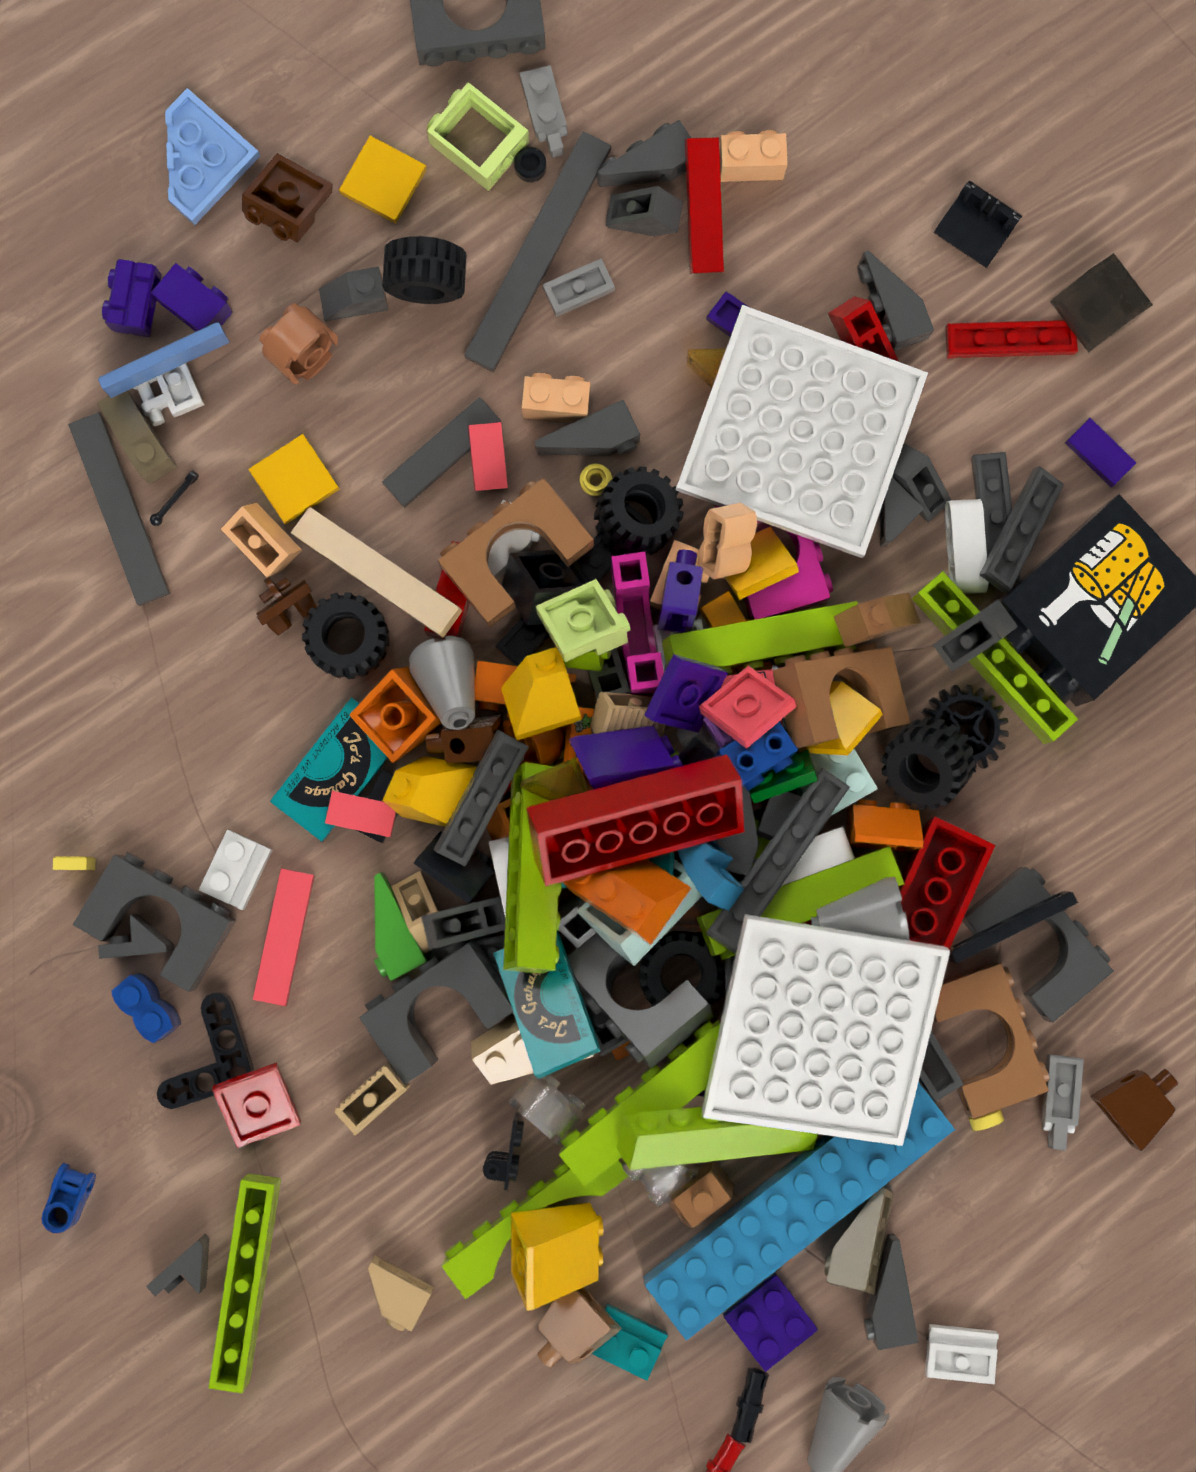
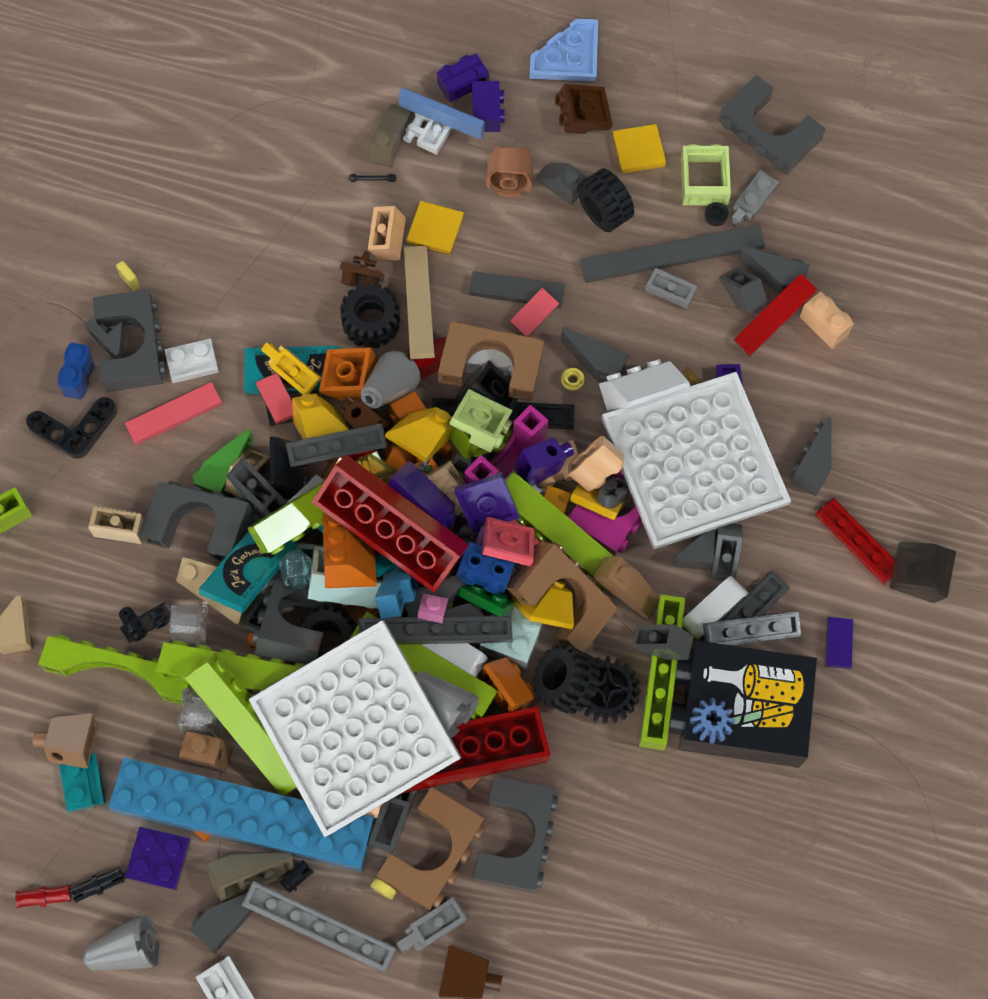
camera: 55 degrees right, 15 degrees down
(119, 509) = (342, 156): dark grey tile -> none
(256, 1105) = (65, 469): tile -> none
(340, 771) = (291, 368): none -> yellow hinge
(554, 1252) = (105, 690): yellow slope -> none
(555, 398) = (597, 321): light nougat brick -> none
(589, 951) = (296, 569): none -> clear light blue head
(652, 493) = (584, 398): black tyre -> none
(676, 415) = (641, 384): none -> white slope
(755, 844) = (432, 608): none -> bright pink plate
(770, 544) = (613, 493): none -> dark grey beam
(860, 326) = (784, 451): red slope -> none
(903, 1197) = (296, 877): none -> black pin
(974, 1215) = (318, 926): none -> light grey tile
(977, 224) = (905, 469): black hinge -> none
(1011, 926) = (509, 801): black tile -> none
(1118, 657) = (704, 725): none -> medium blue gear

